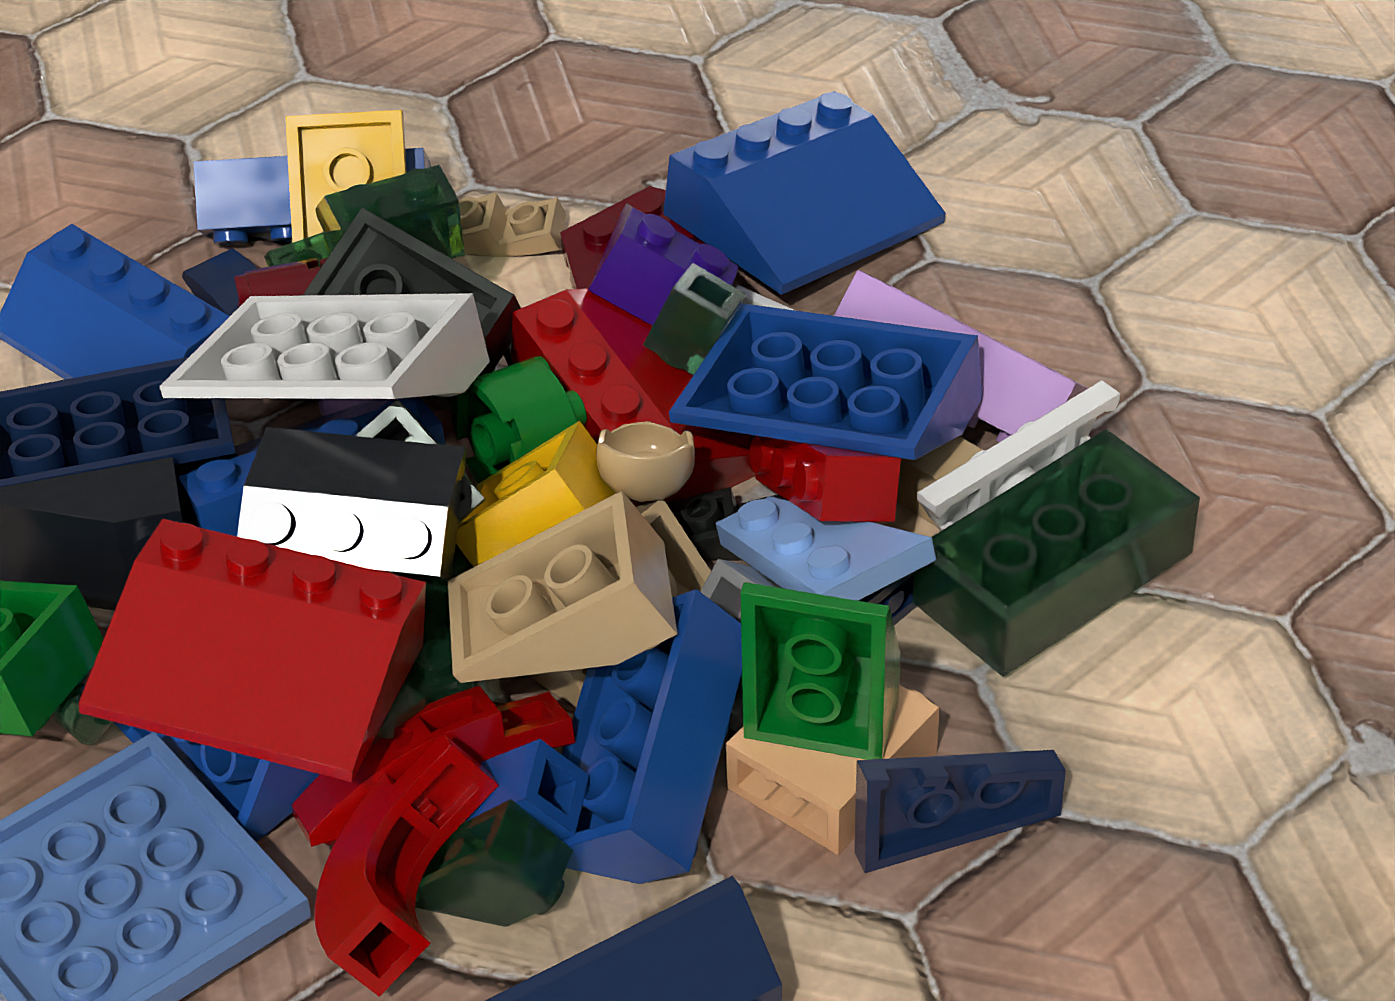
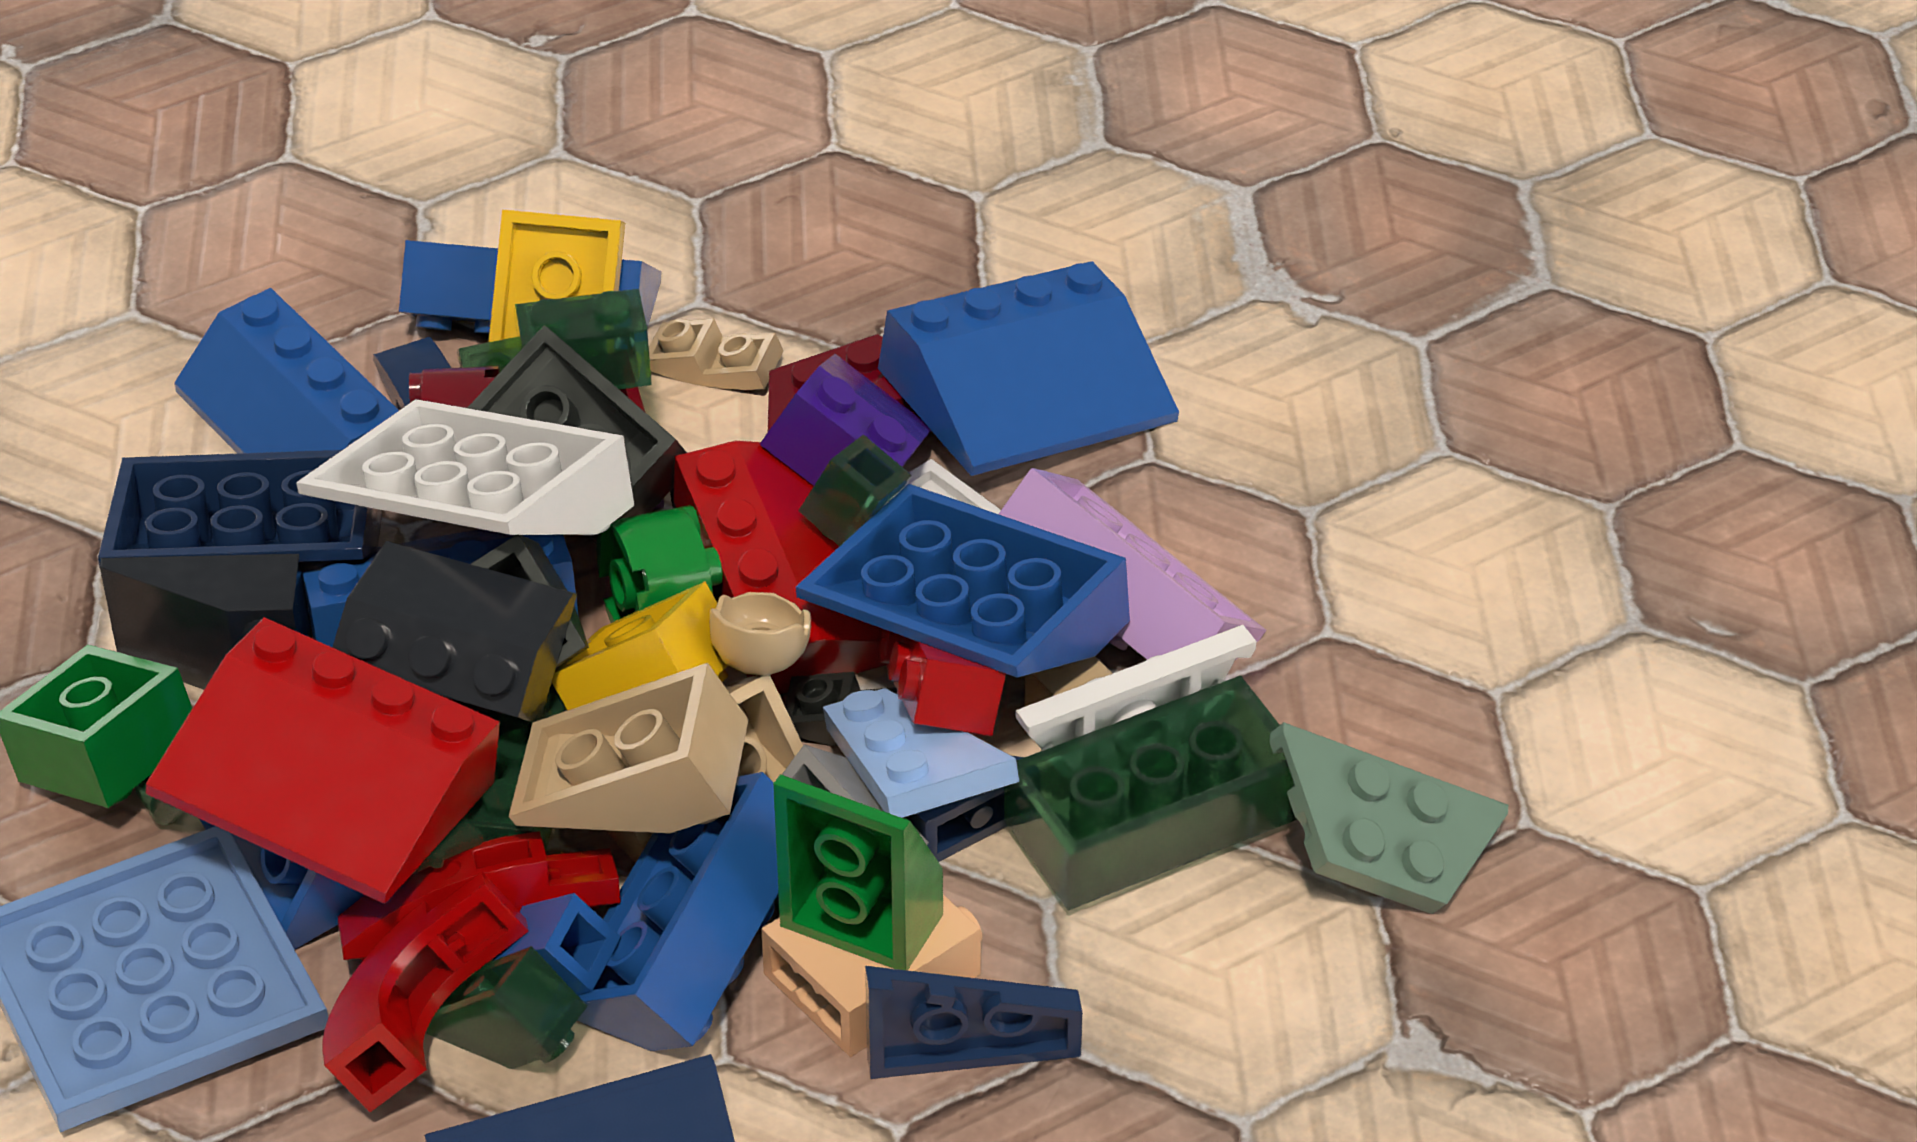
camera: 10 degrees right, 0 degrees up
(1278, 542) = (1383, 821): none -> sand green wing

